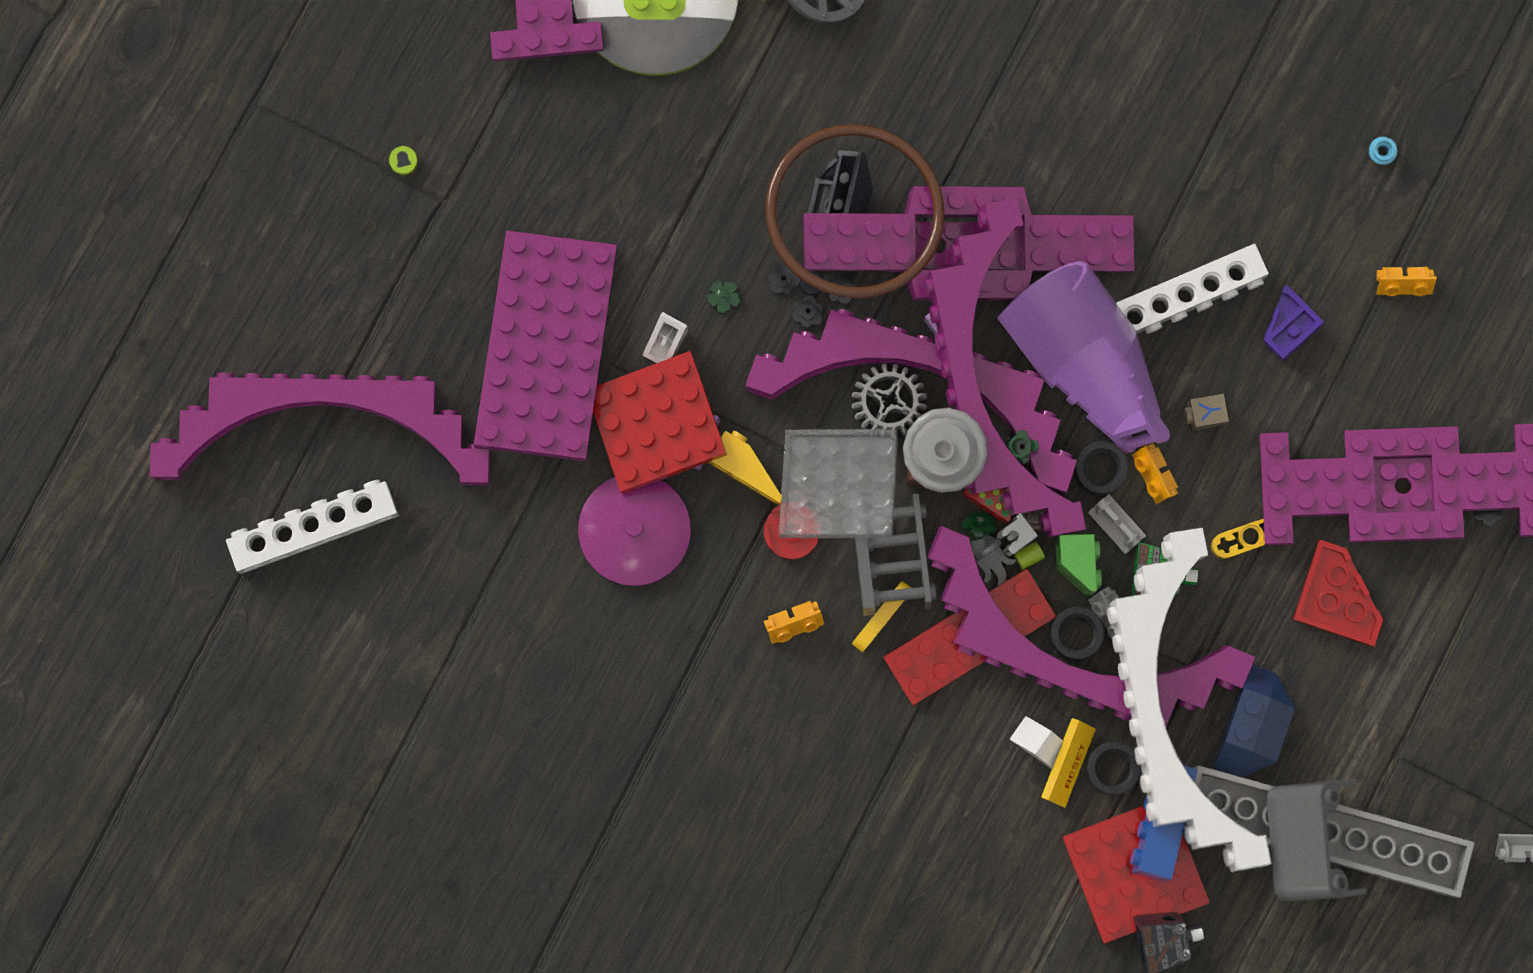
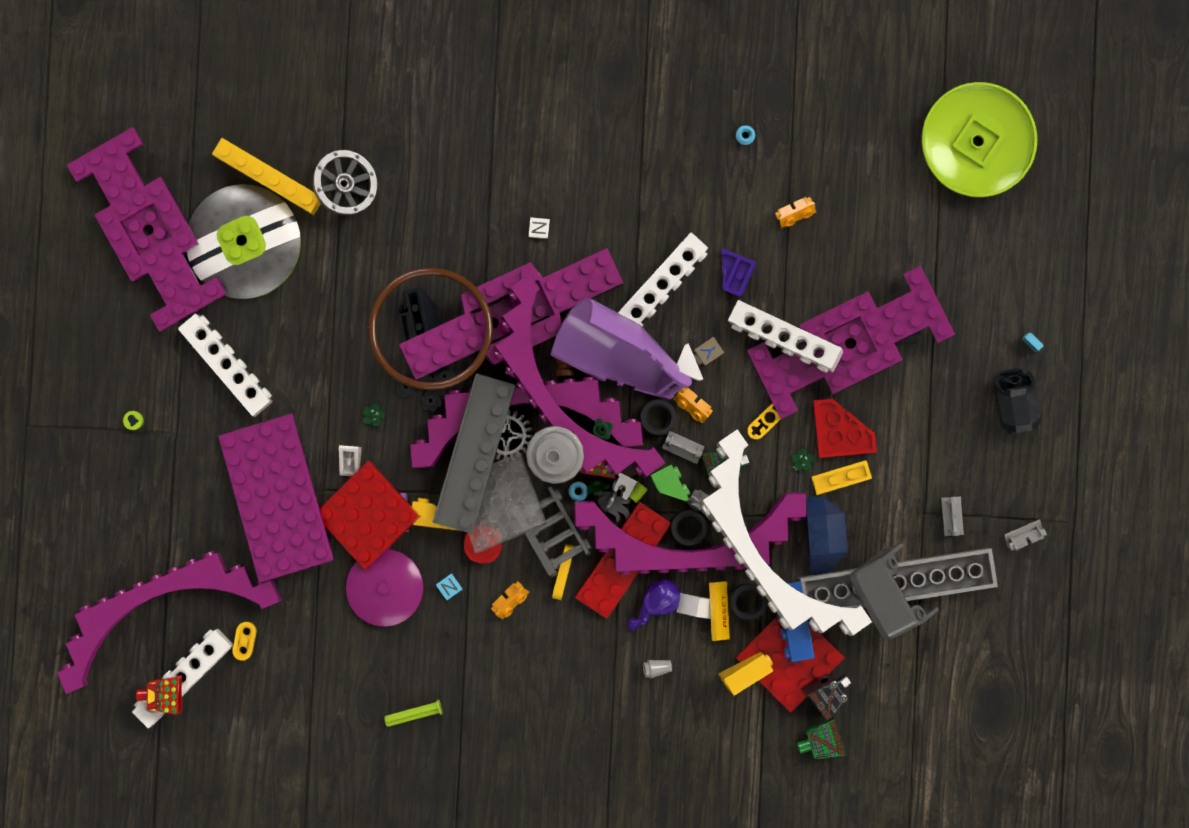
camera: 20 degrees left, 5 degrees up
(278, 534) = (163, 695): none -> red torso
(414, 514) = (244, 640): none -> yellow plate
(534, 76) = (190, 331): none -> white brick
(596, 715) = (413, 714): none -> lime axle
(721, 567) = (449, 586): none -> medium azure tile
(836, 403) = (474, 453): none -> dark grey plate
(949, 801) = (655, 668): none -> light grey cone
(953, 510) = (572, 491): none -> medium azure plate
(995, 710) = (660, 599): none -> dark purple hair
(1005, 348) = (564, 369): none -> reddish brown wheel
(1054, 150) = (539, 228): none -> white tile
(1069, 860) = (746, 673): none -> yellow slope
(1174, 416) = (688, 365): none -> white slope
(1268, 614) = (803, 460): none -> dark green plant
(1280, 380) = (743, 312): none -> white brick
(1311, 660) = (841, 477): none -> yellow tile
(1439, 779) = (952, 516): none -> light grey hinge

